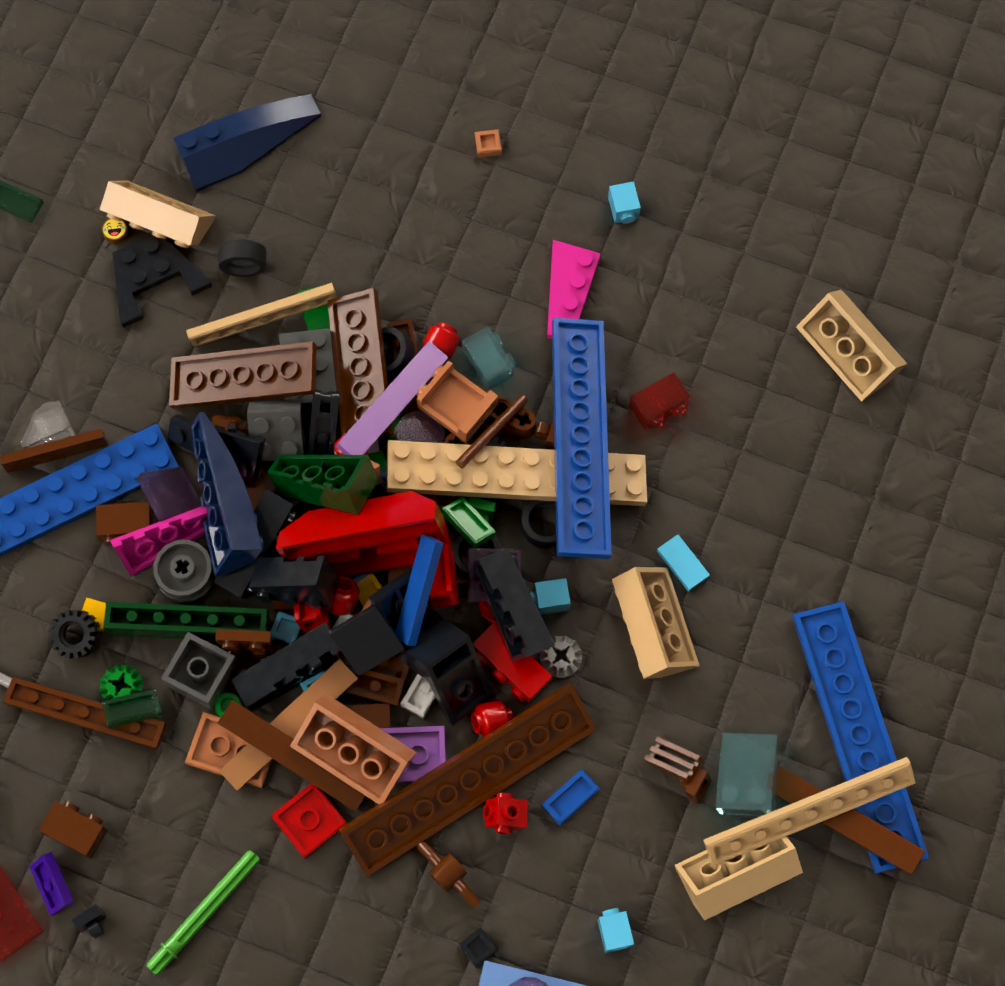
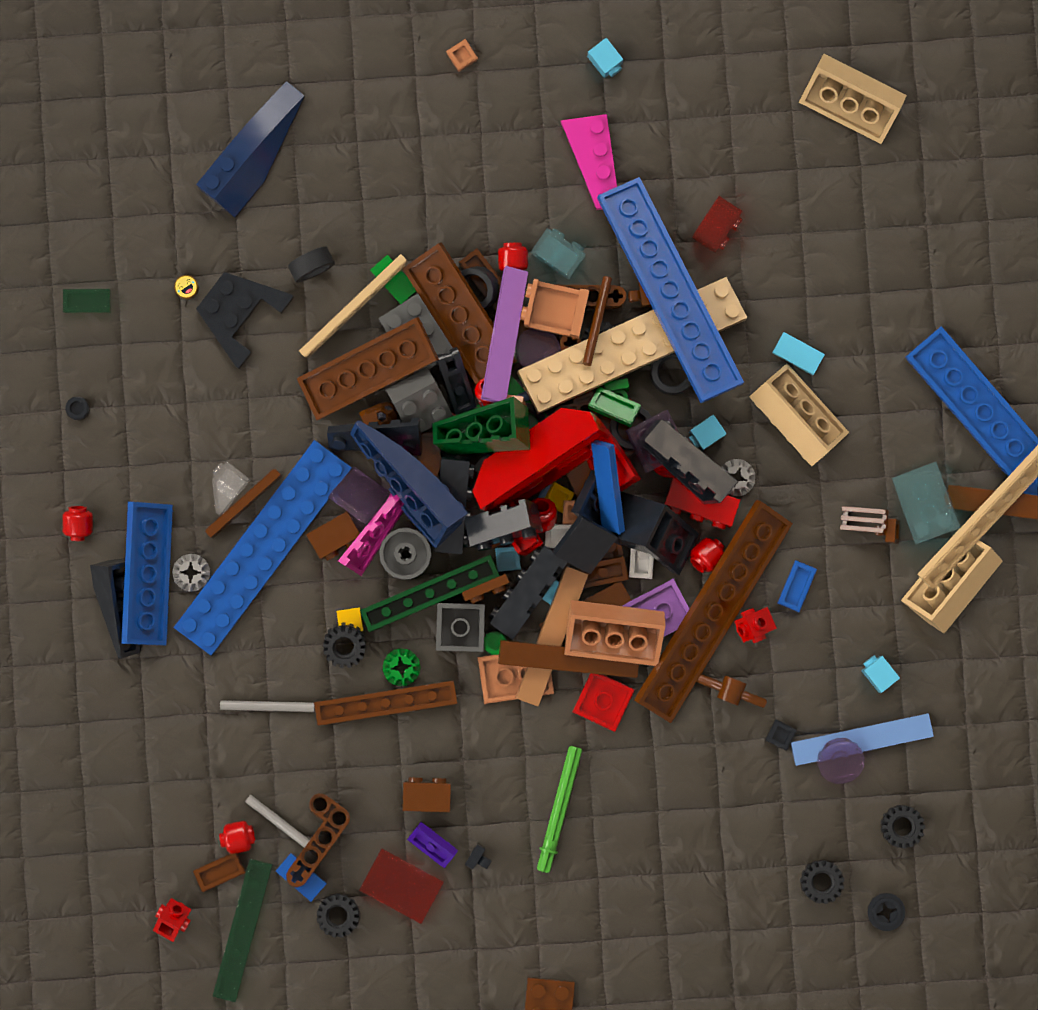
camera: 30 degrees left, 15 degrees up
(131, 708) = (422, 682): clear green tile -> none
(156, 212) = (216, 256): tan slope -> none

